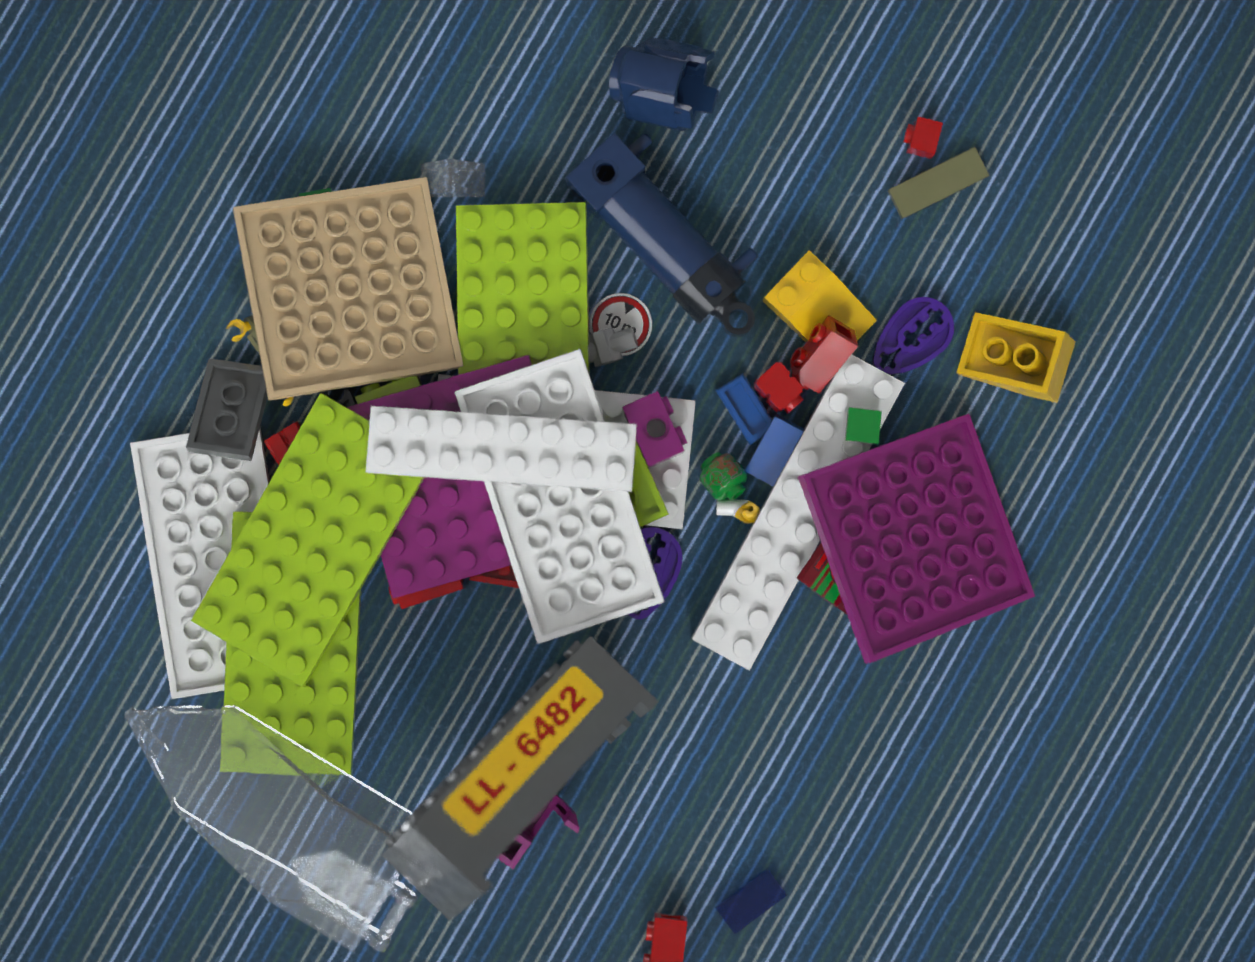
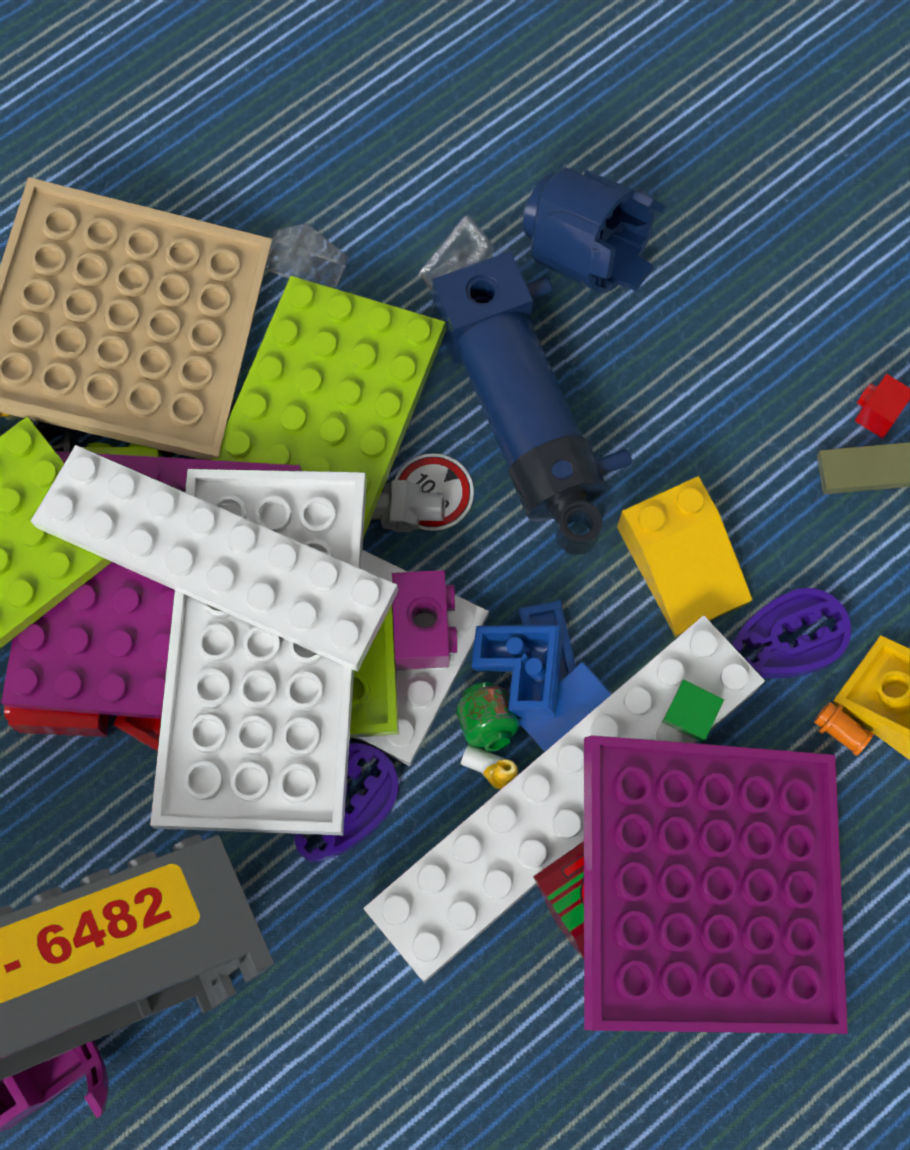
camera: 20 degrees right, 15 degrees down
(571, 141) = (461, 249): none -> clear slope
(740, 425) = (531, 656): none -> blue brick
(779, 388) = (599, 628): red brick -> none
(823, 354) = (670, 609): brick -> none
(969, 390) = (843, 728): none -> orange pin

